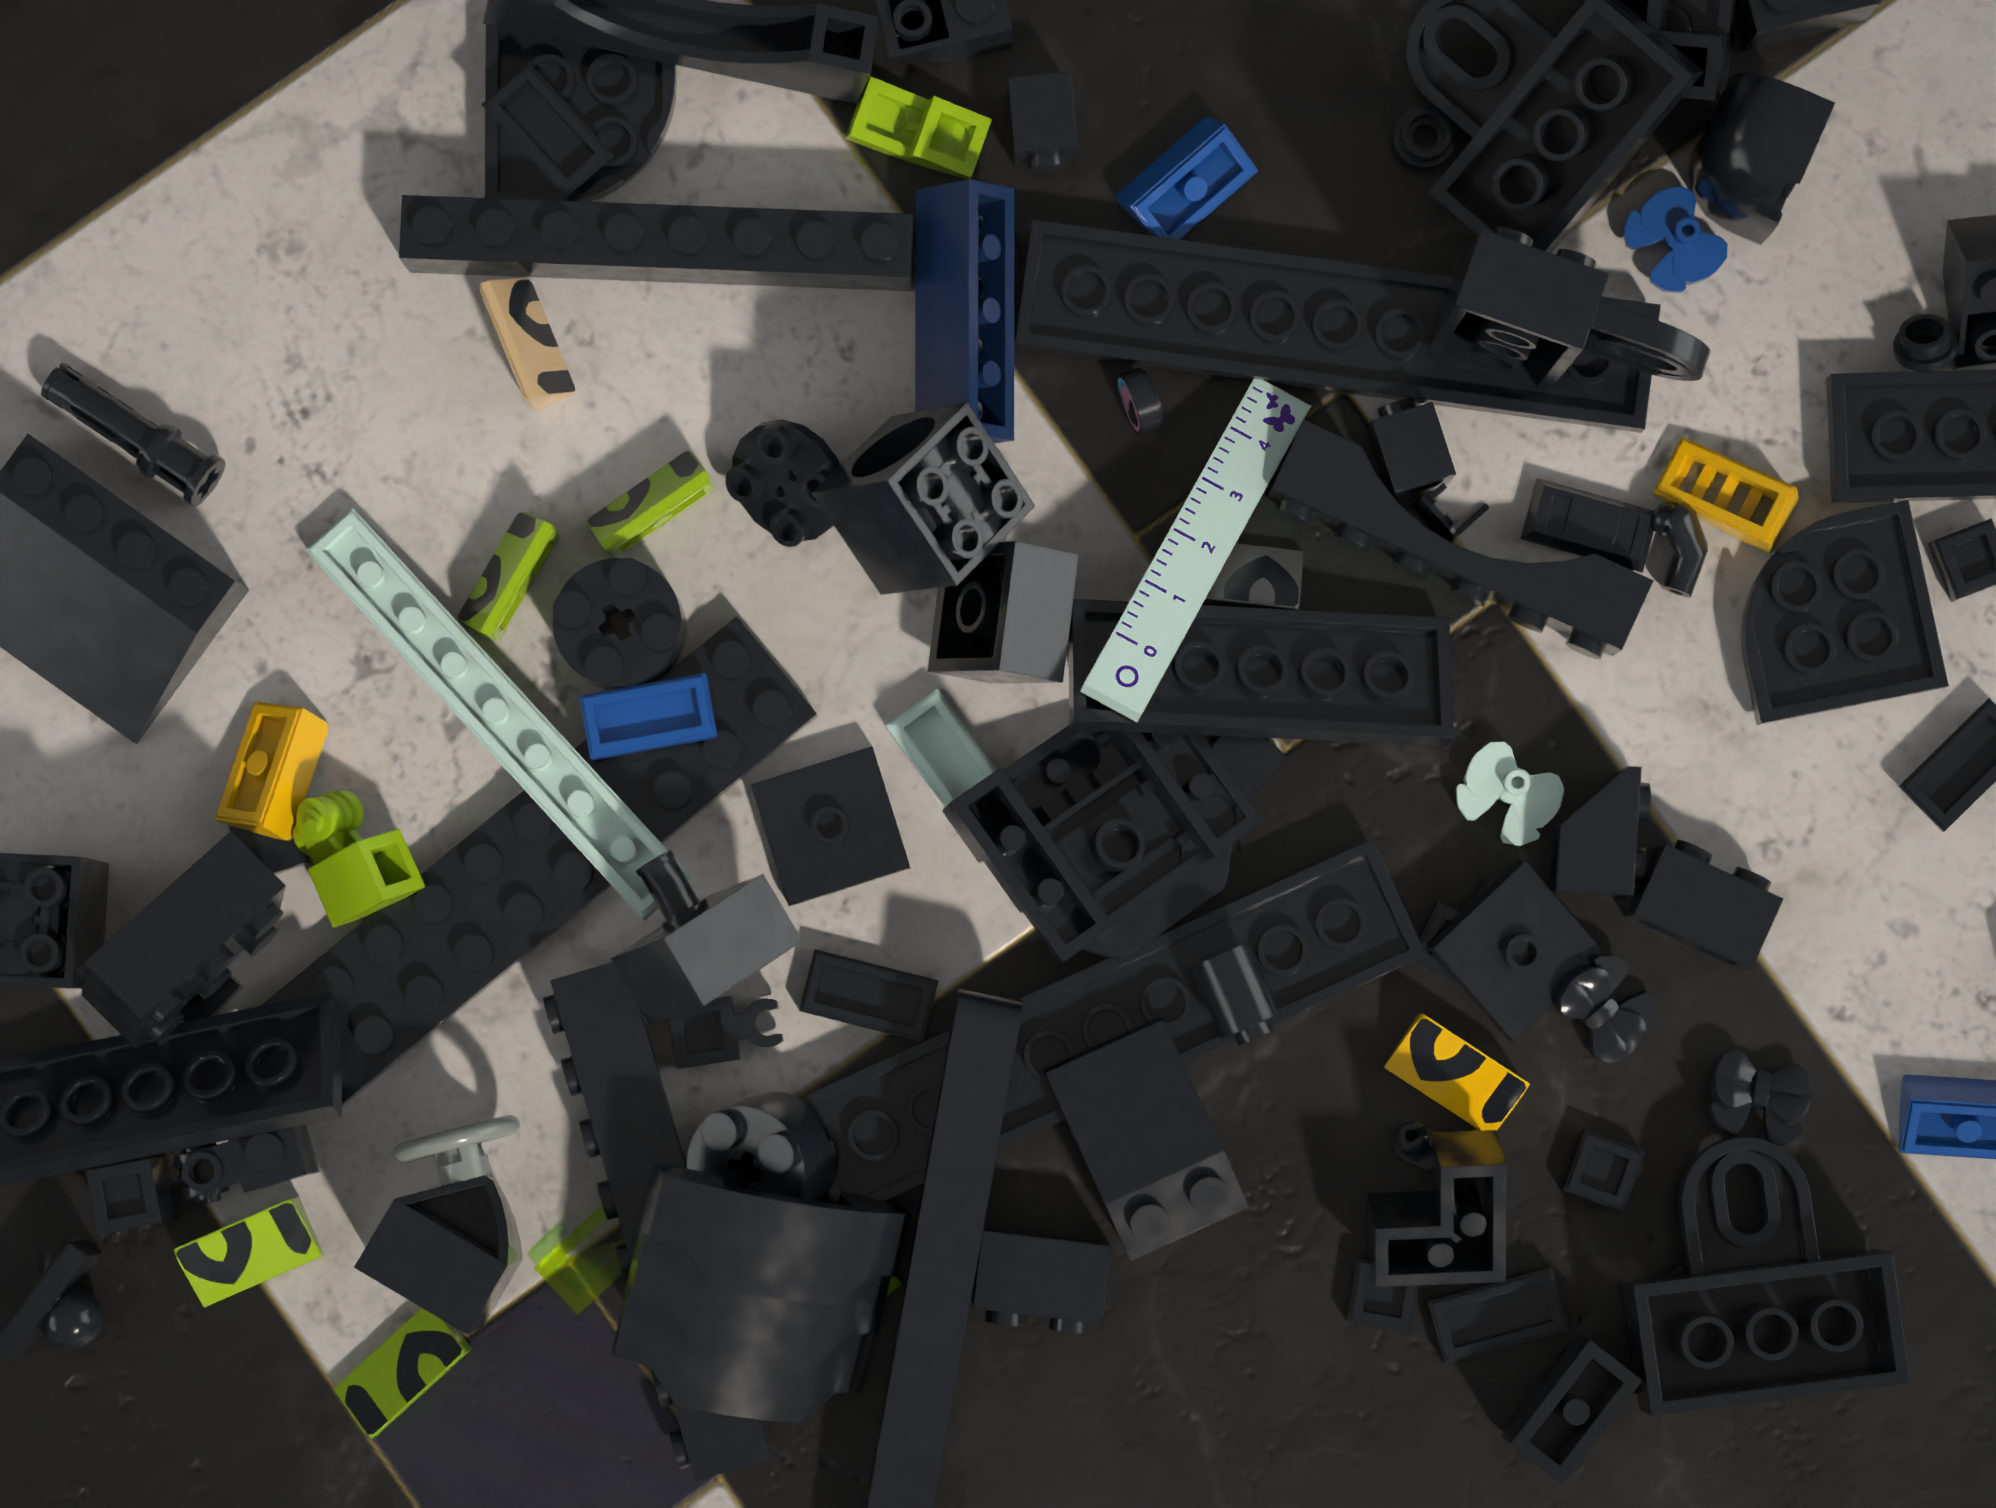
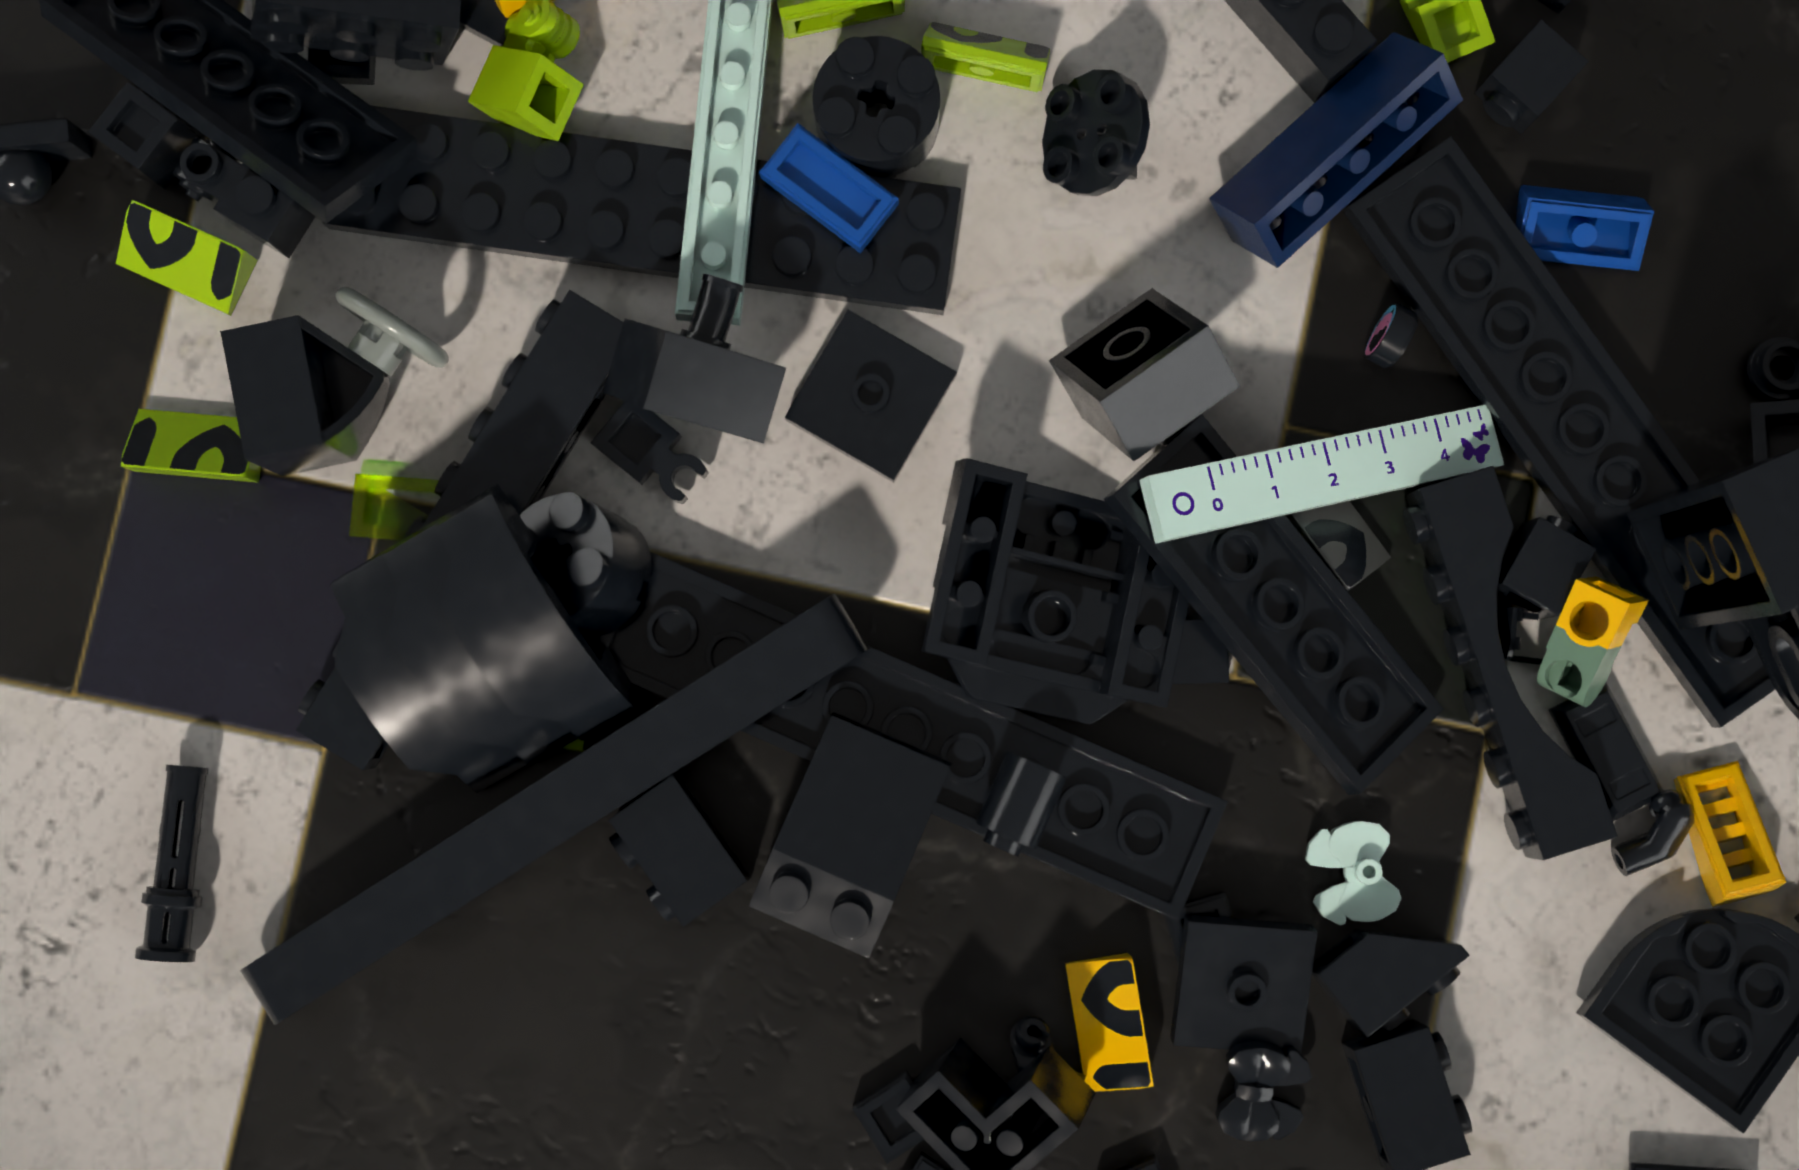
camera: 50 degrees right, 0 degrees up
(868, 995) = (772, 536): black tile -> none
(924, 499) = (1175, 235): black brick -> none
(940, 747) = (1002, 419): light aqua tile -> none
(1492, 465) = (1588, 638): none -> leg

